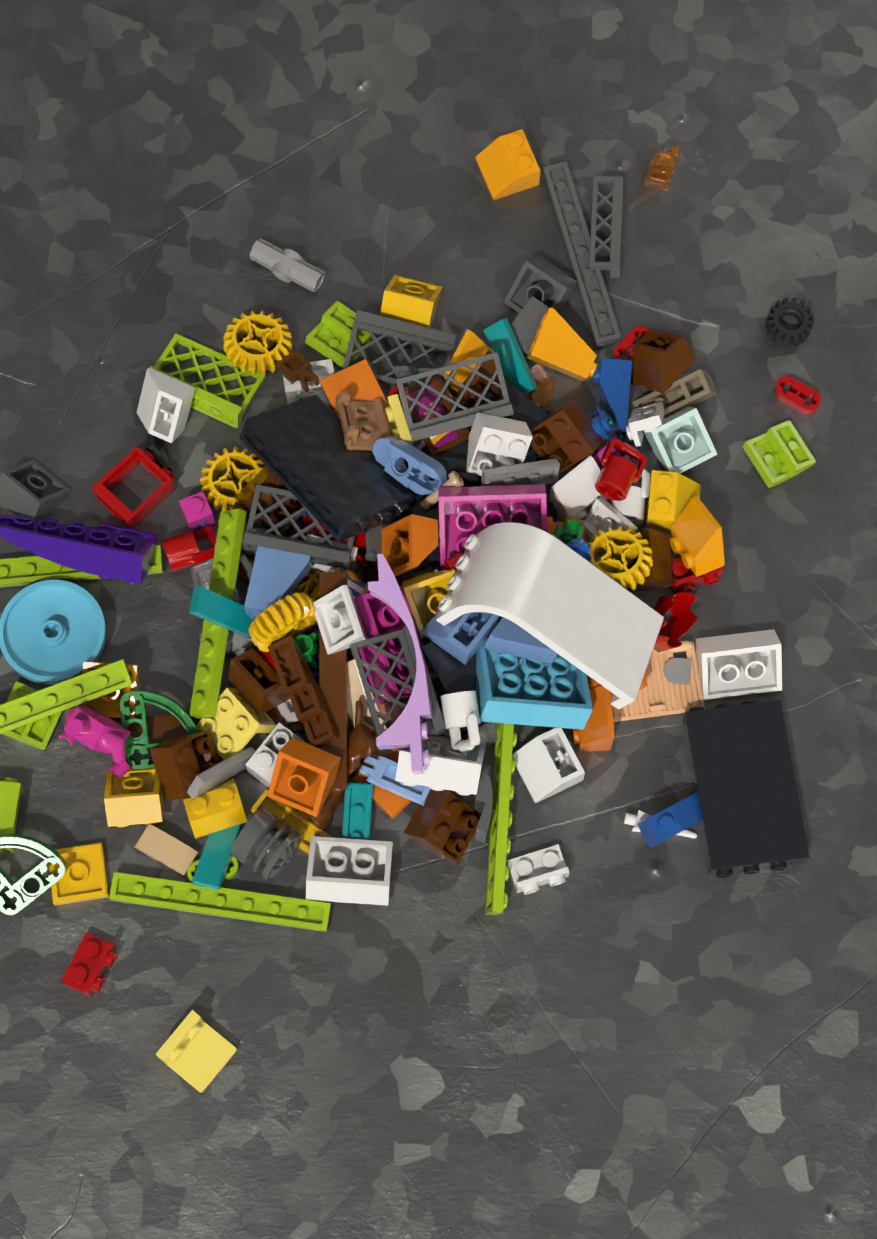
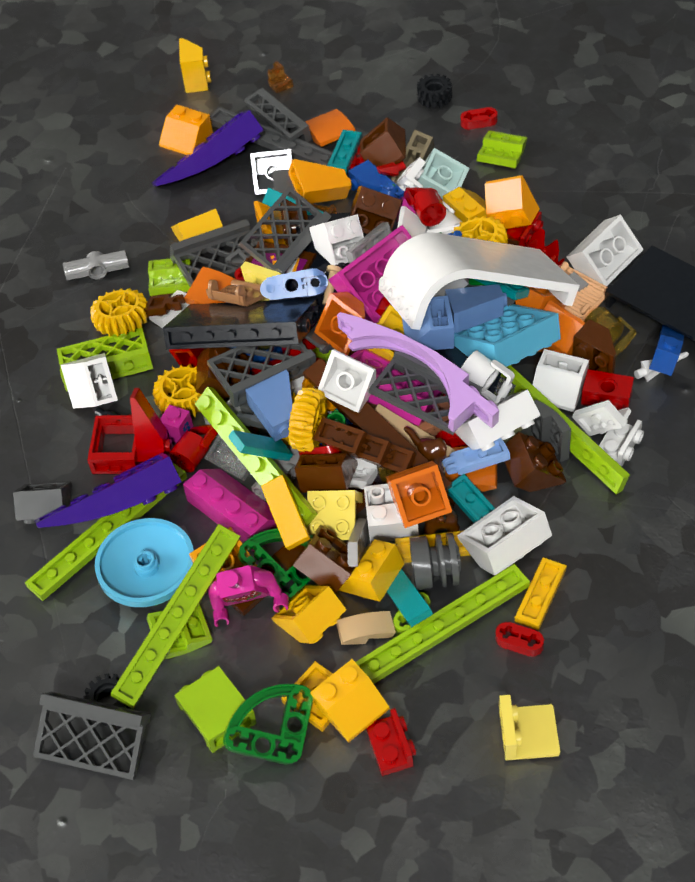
camera: 35 degrees left, 20 degrees down
(86, 906) = (349, 700): none -> yellow slope
(161, 504) = (149, 431): none -> red slope
(170, 638) = (229, 503): none -> dark pink slope
(187, 694) = (285, 512): none -> yellow tile
(277, 967) = (519, 639): none -> red beam
(329, 946) = (540, 593): none -> yellow tile
(528, 217) = (221, 144): none -> dark purple wedge
(540, 840) = (601, 418): none -> white bracket
(578, 796) = (606, 386): none -> red brick
(584, 88) = (193, 66): none -> yellow slope
(605, 763) = (596, 345): none -> reddish brown slope
(624, 329) = (345, 150): none -> teal tile
(640, 393) = (391, 169): none -> red bar
(645, 279) = (328, 127): none -> orange slope
(646, 747) = (615, 325): none -> clear yellow piece

